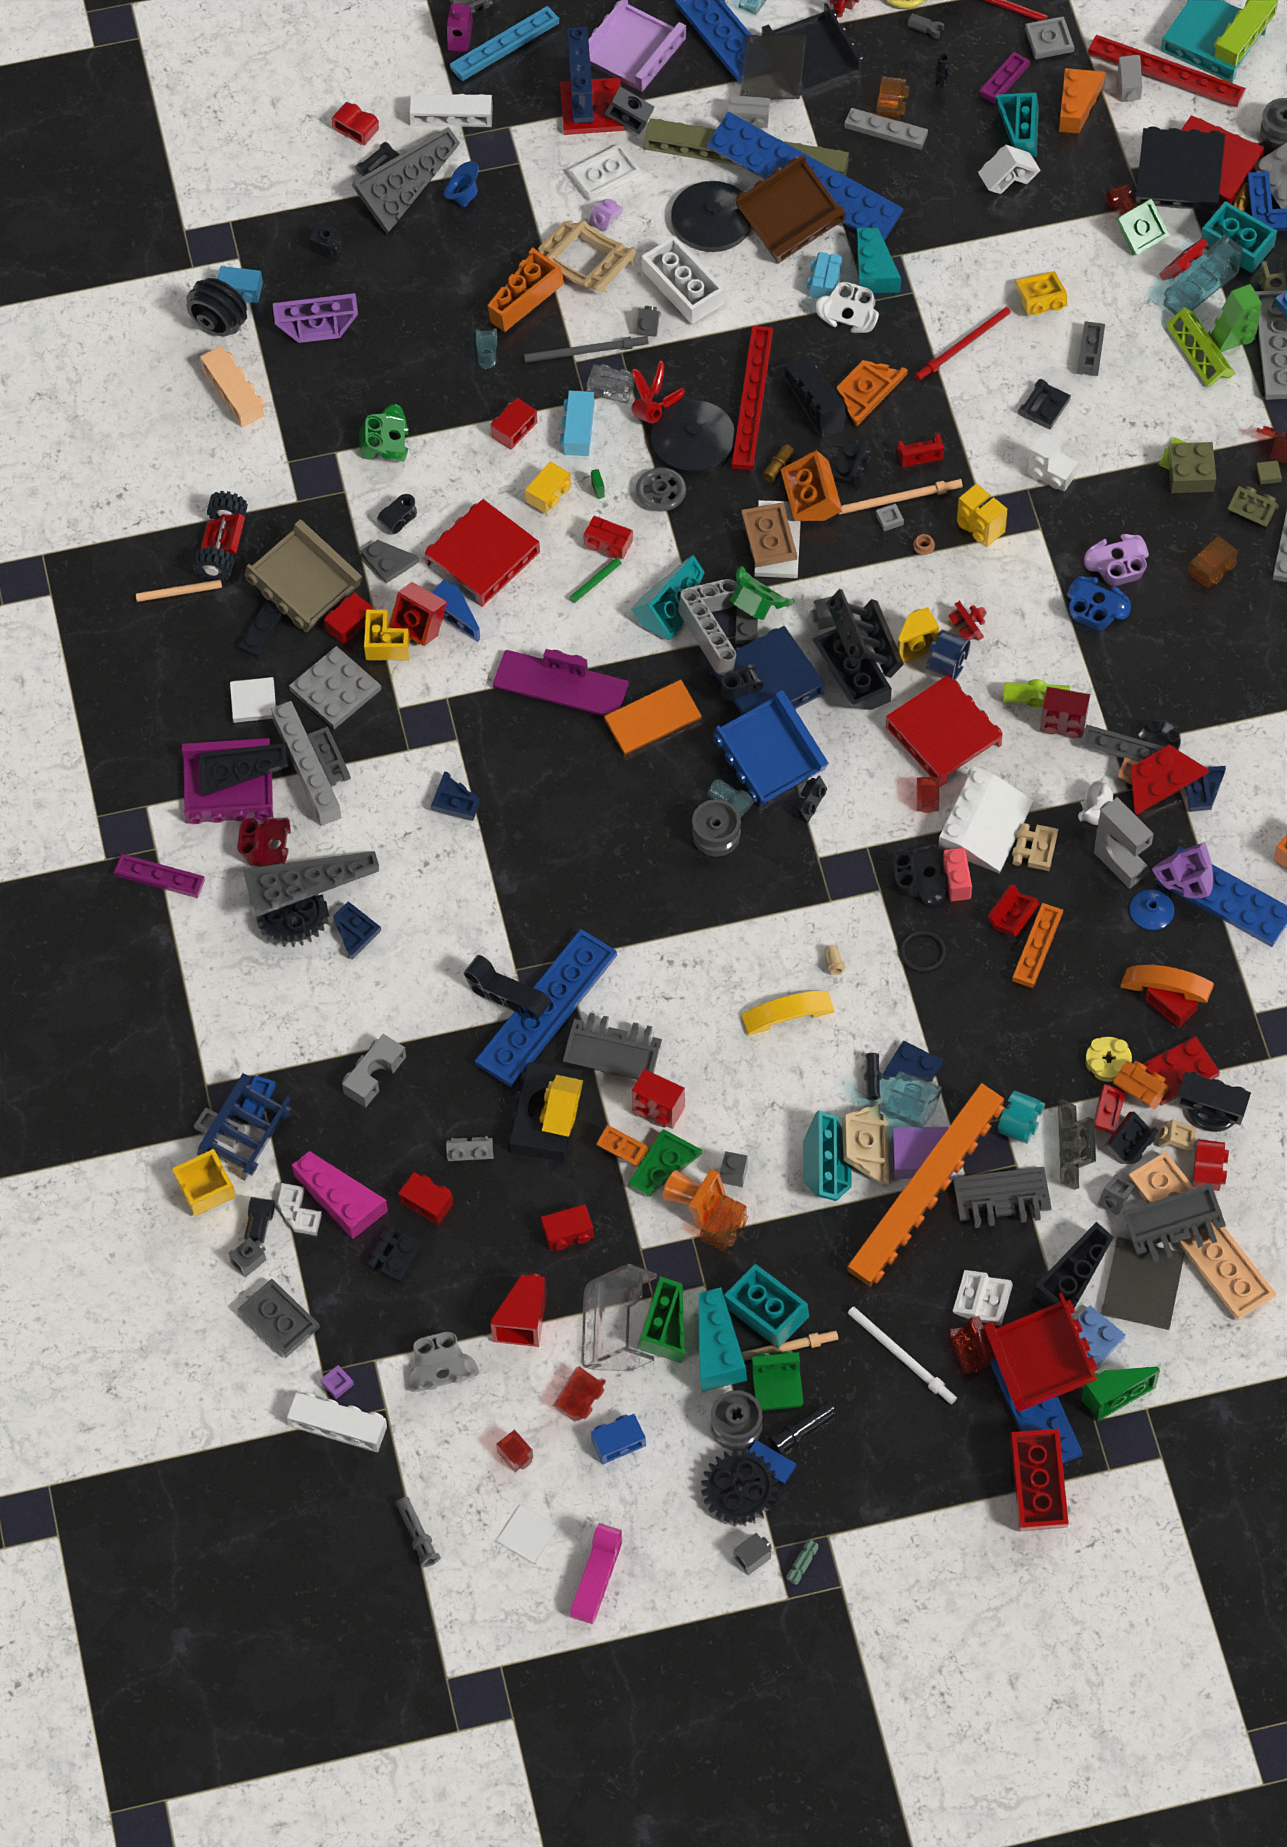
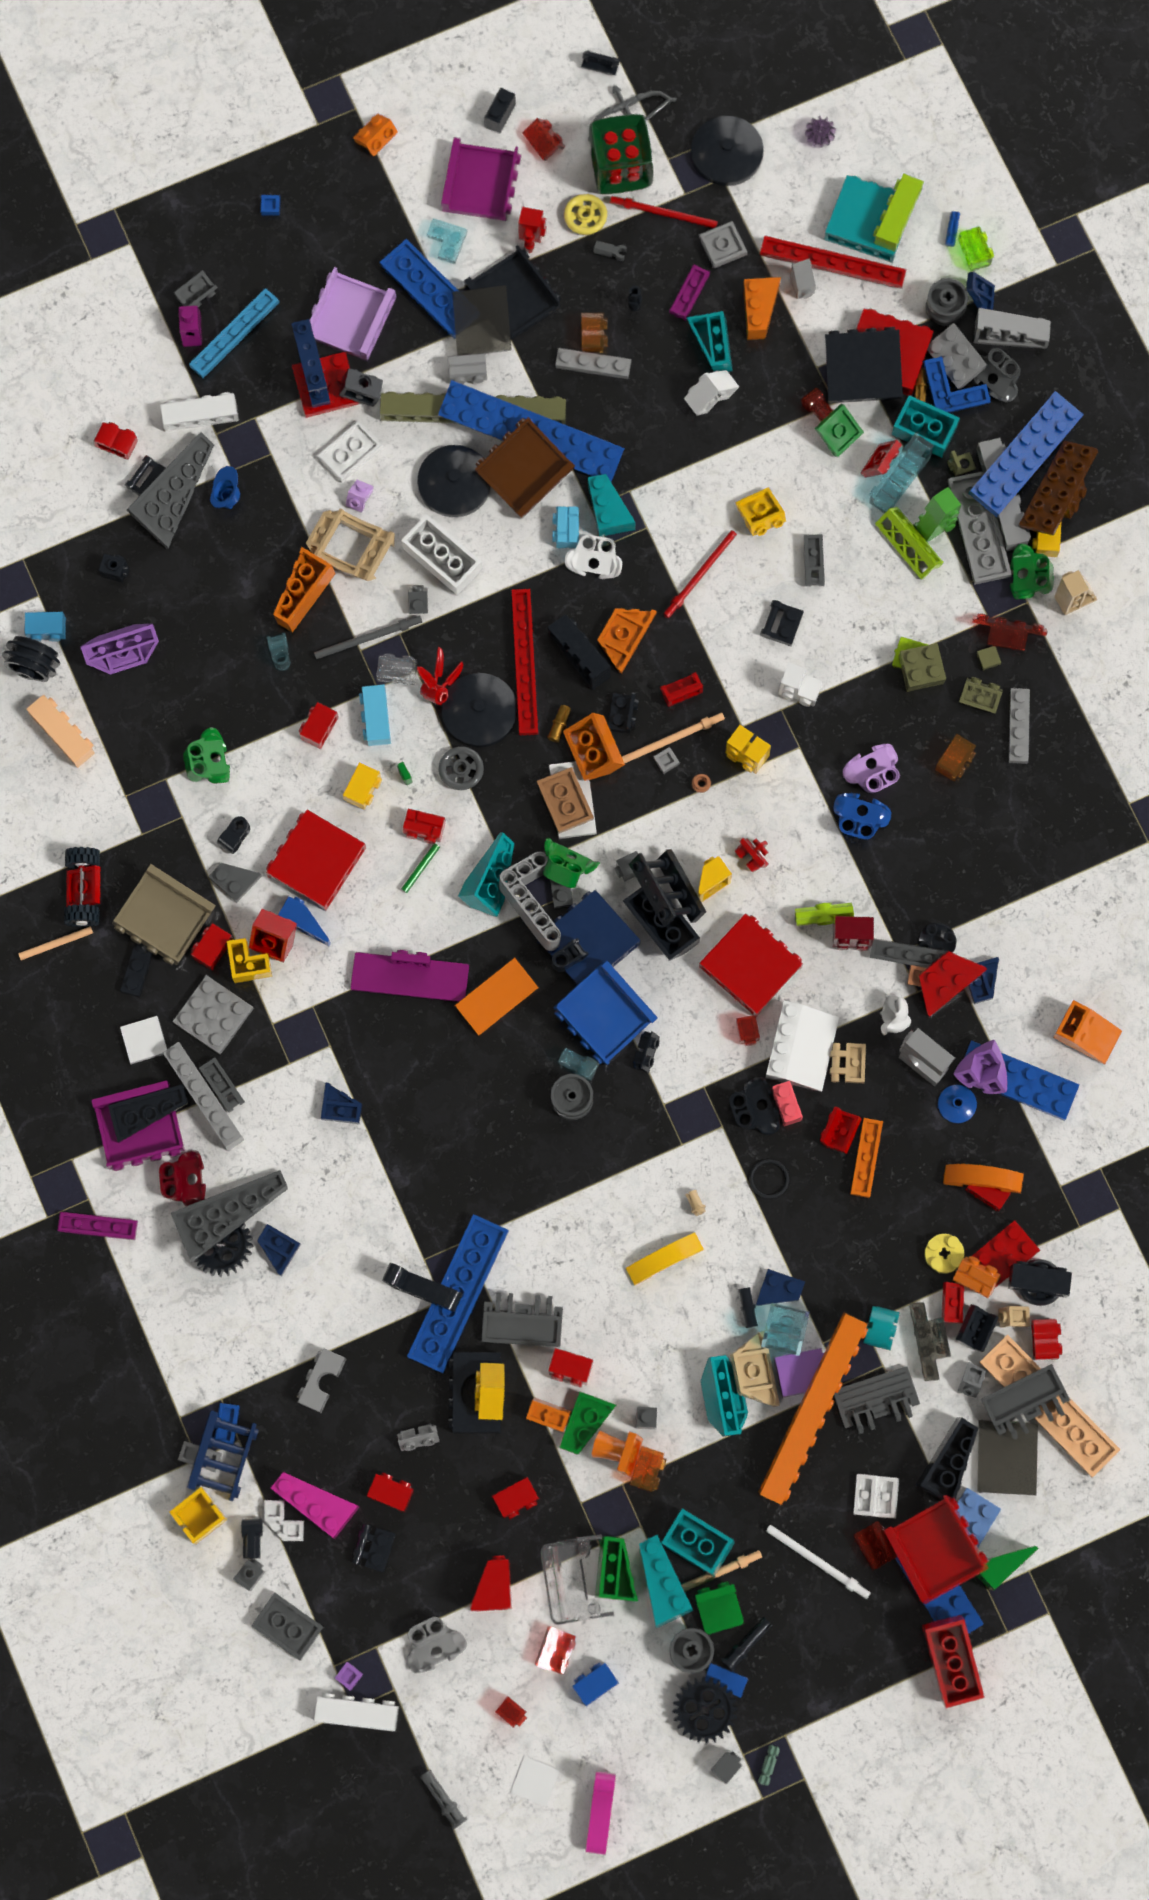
camera: 10 degrees left, 15 degrees up
(948, 654) = (742, 893): dark blue brick -> none

